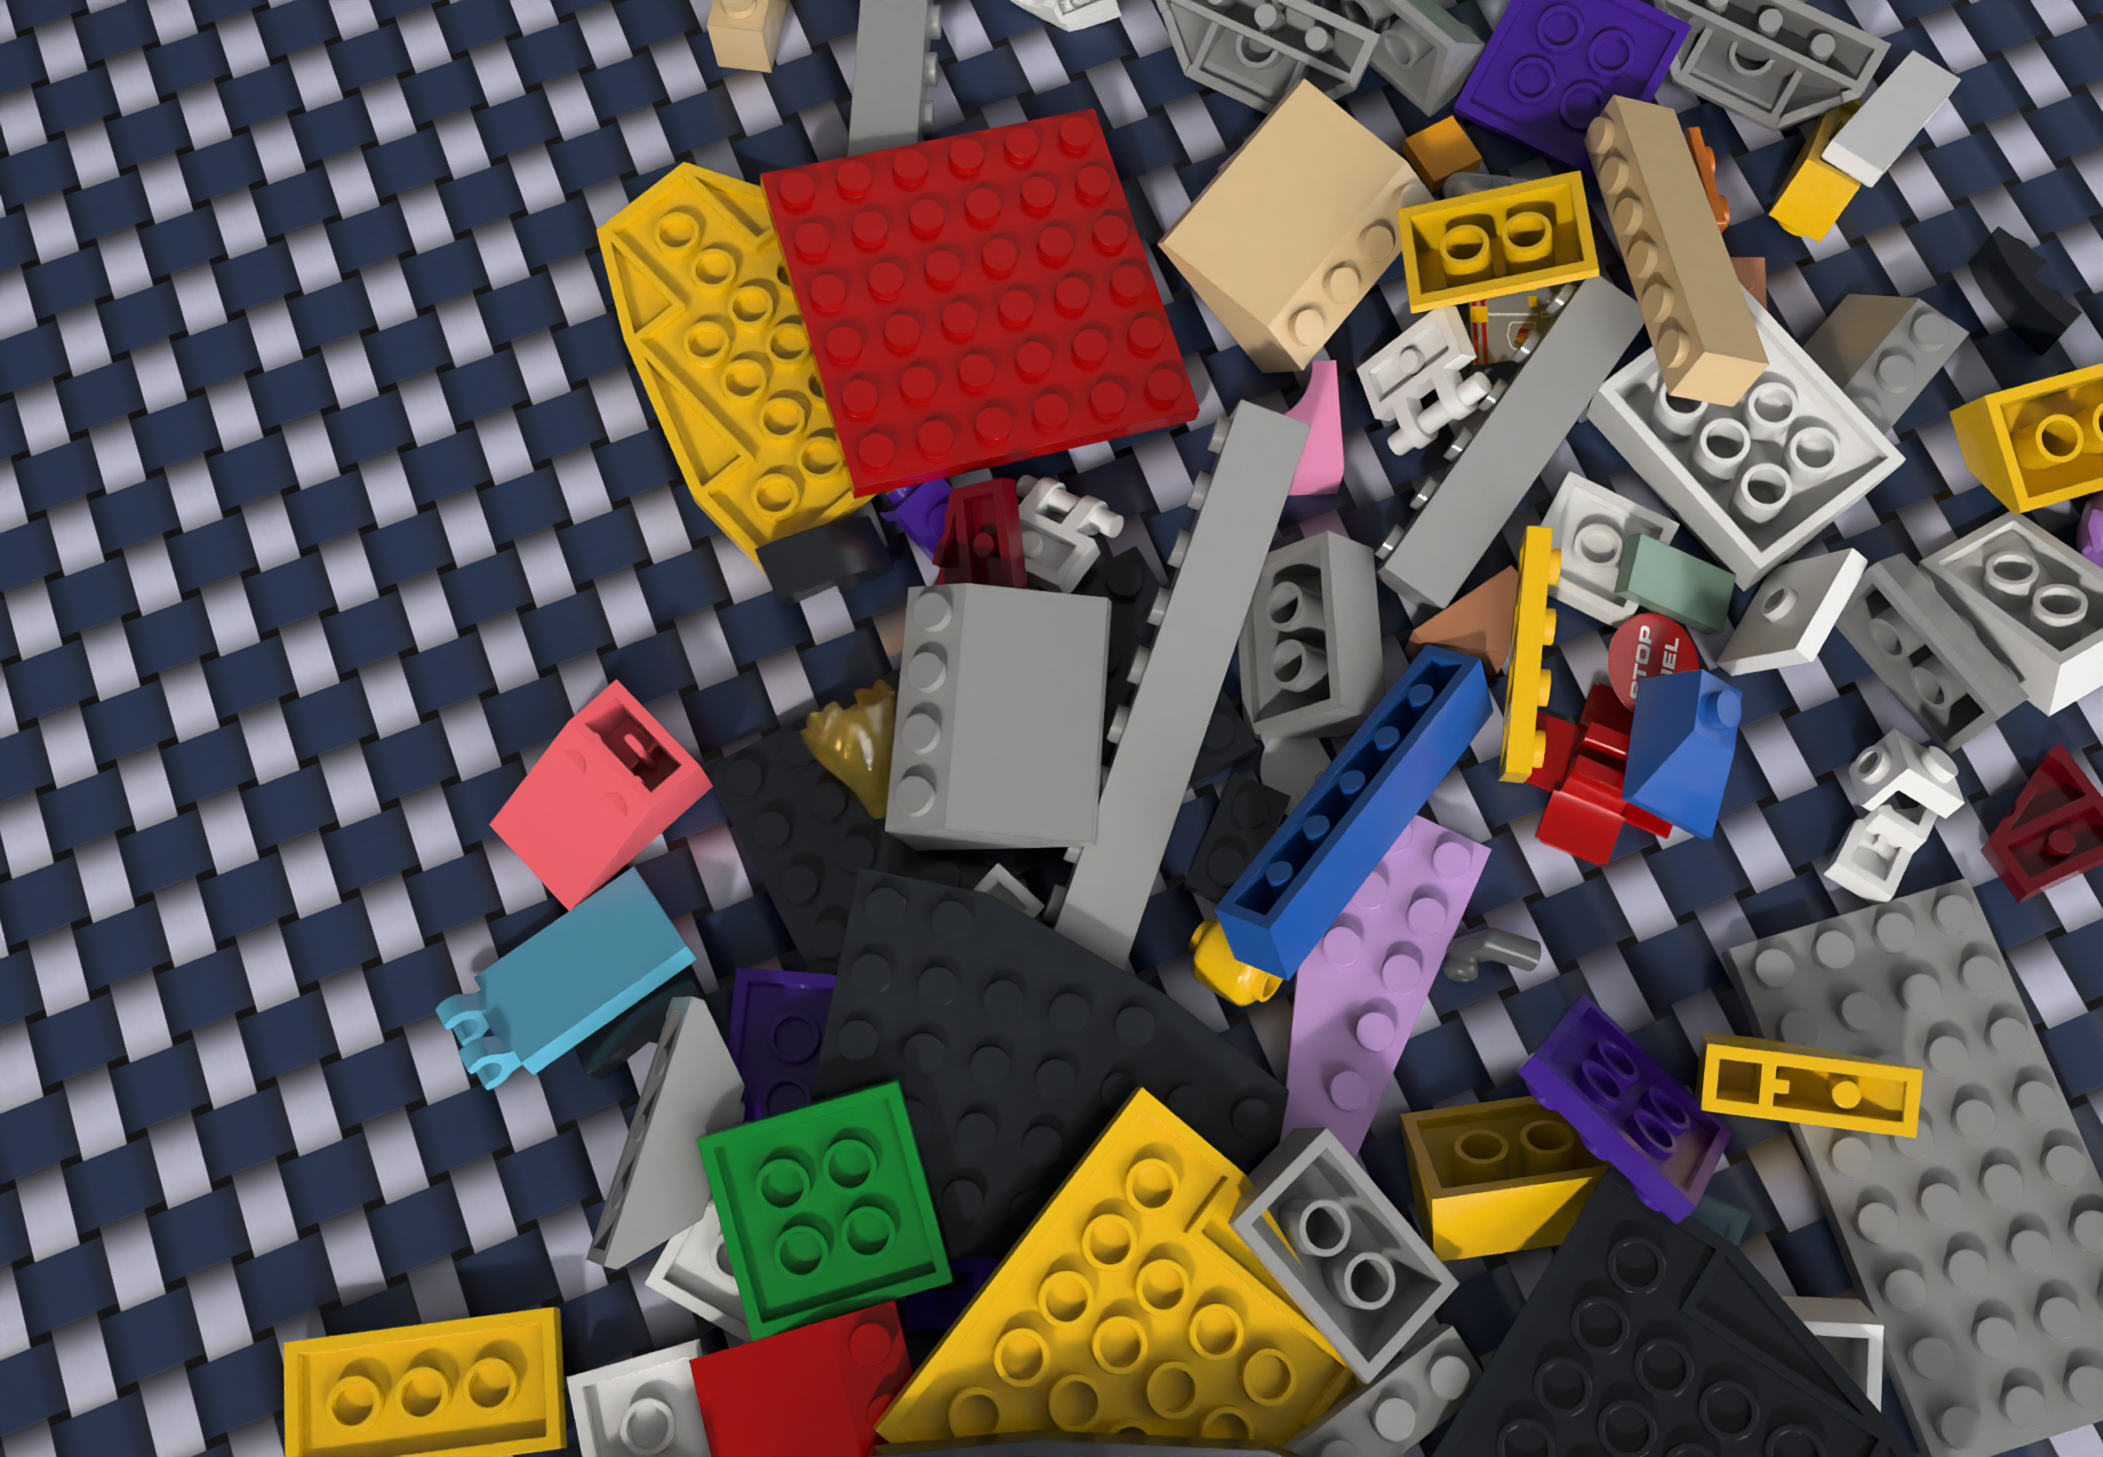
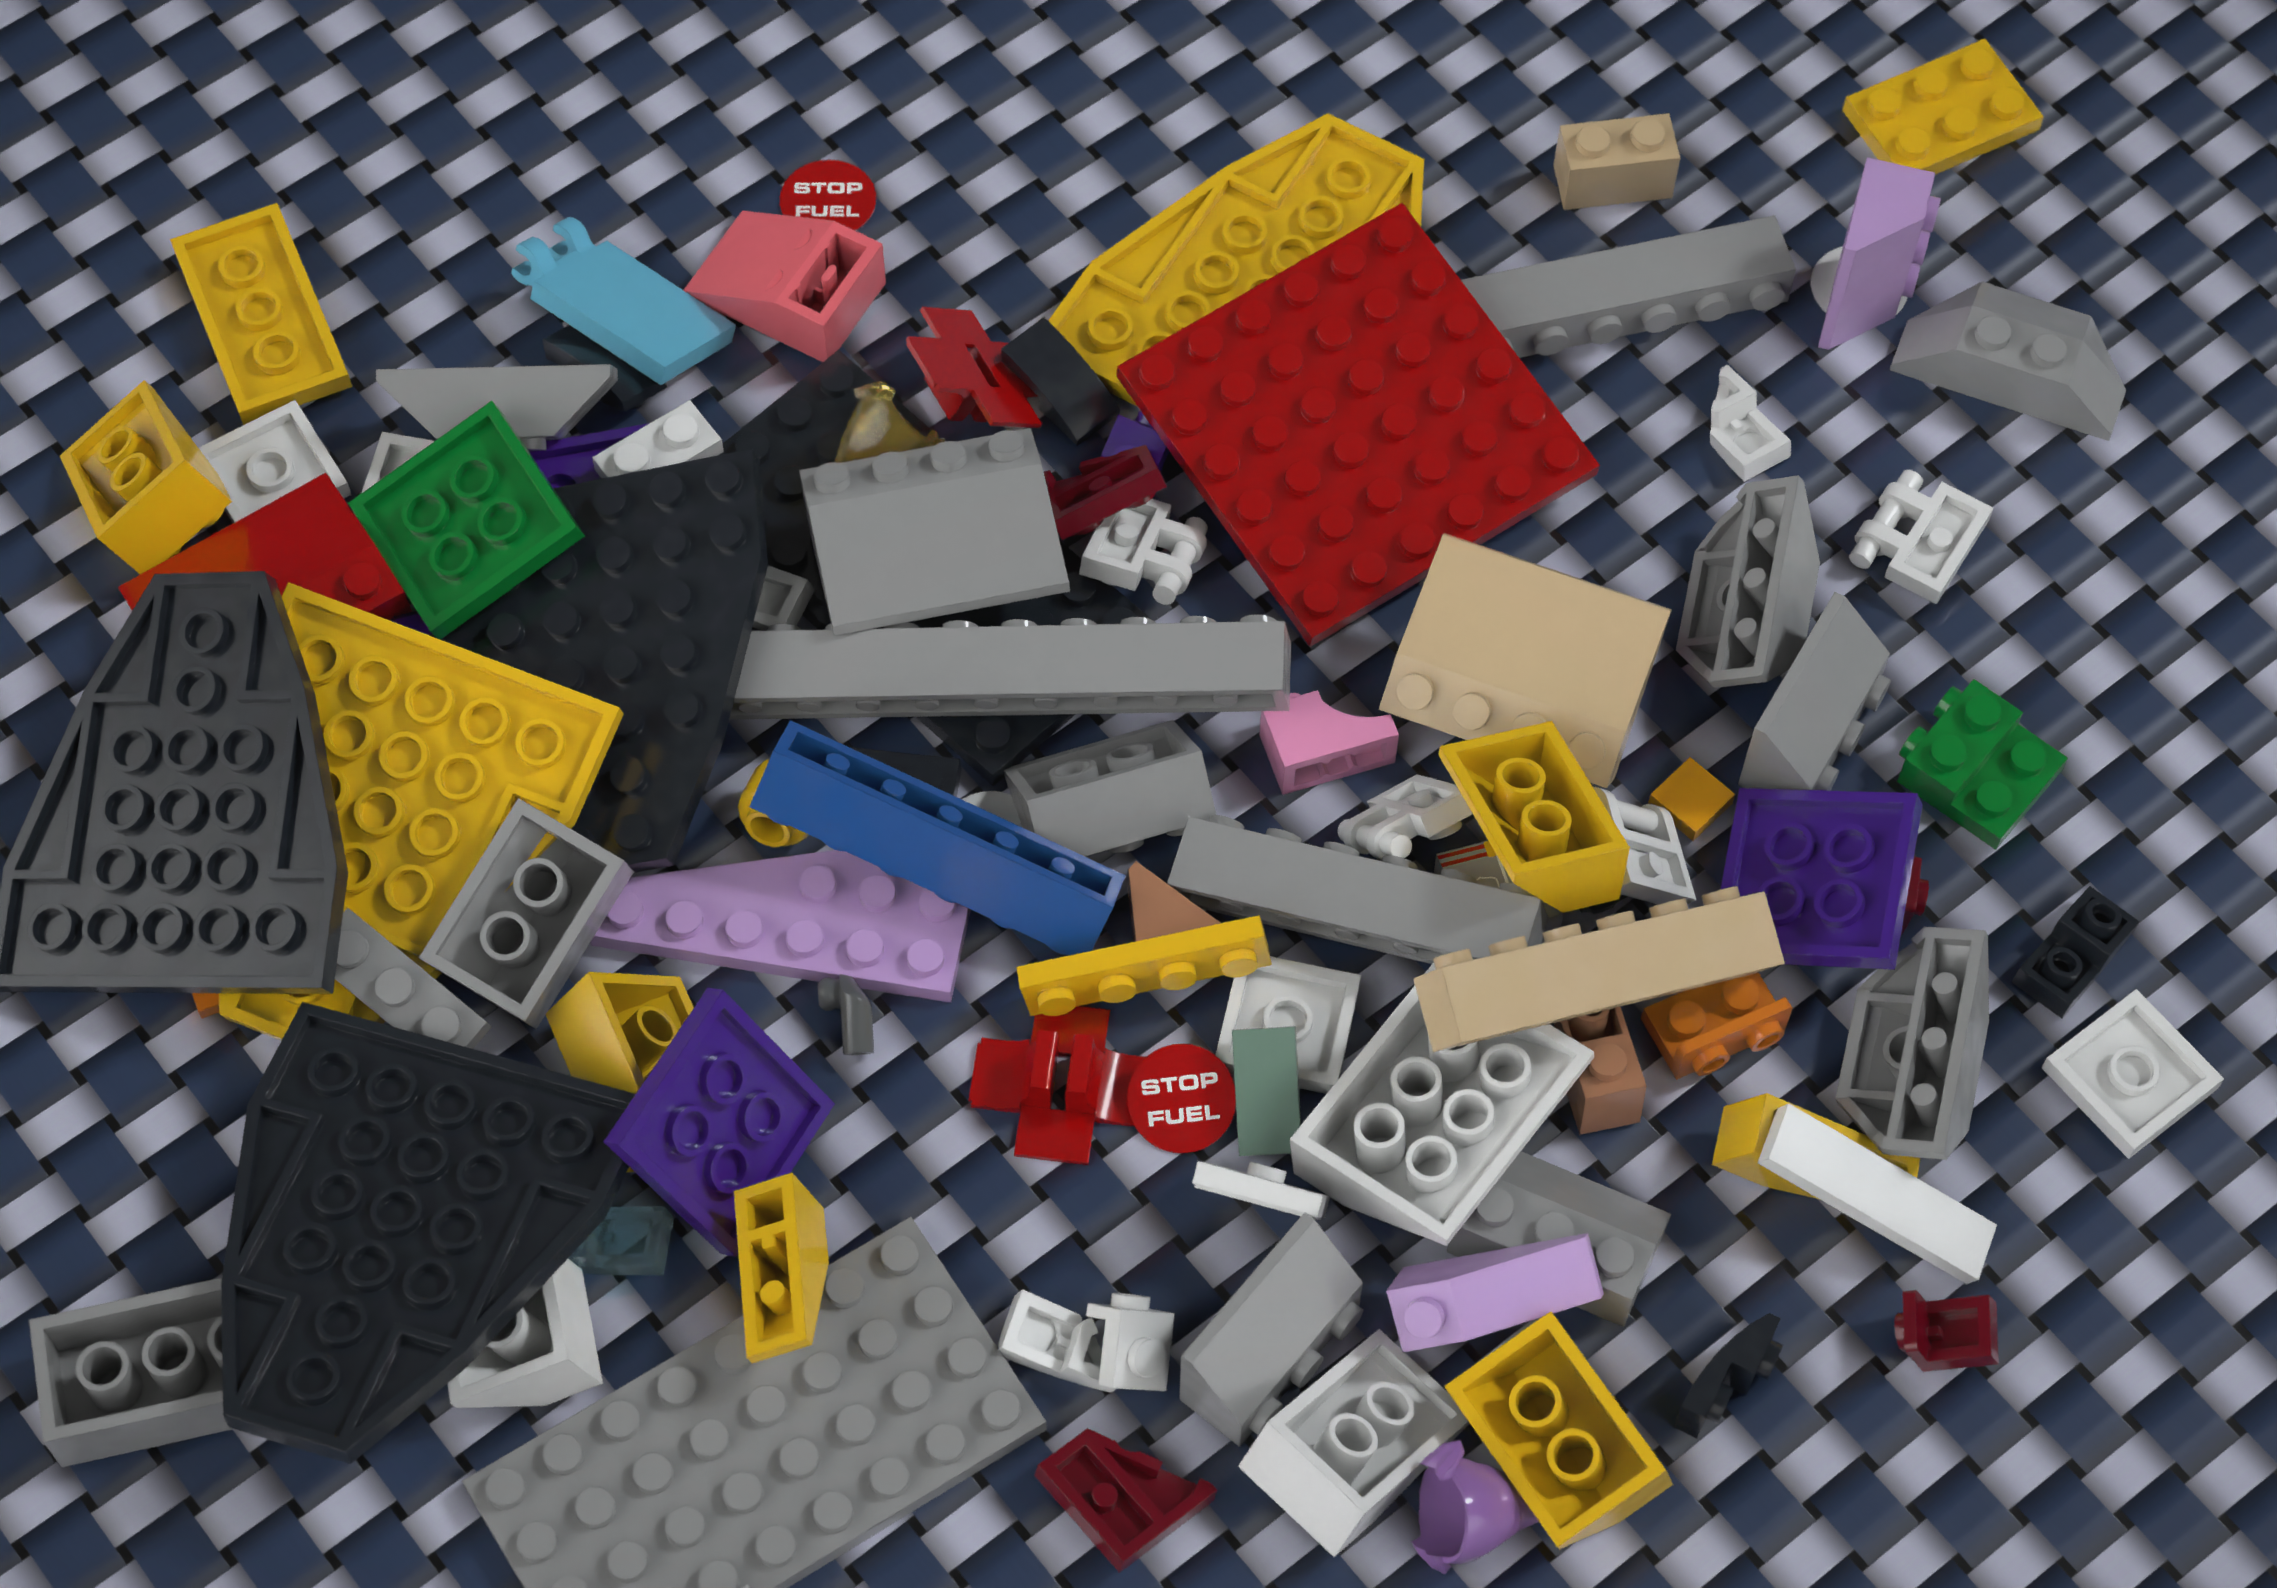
camera: 70 degrees right, 10 degrees down
(499, 736) = (829, 192): none -> red sticker
(783, 982) = (669, 440): none -> white plate
(794, 639) = (970, 379): none -> red piece
(1682, 748) = (1083, 1124): blue slope -> none
(1940, 435) = (1491, 1290): none -> lavender slope
(2011, 112) = (1948, 1331): none -> dark red bracket

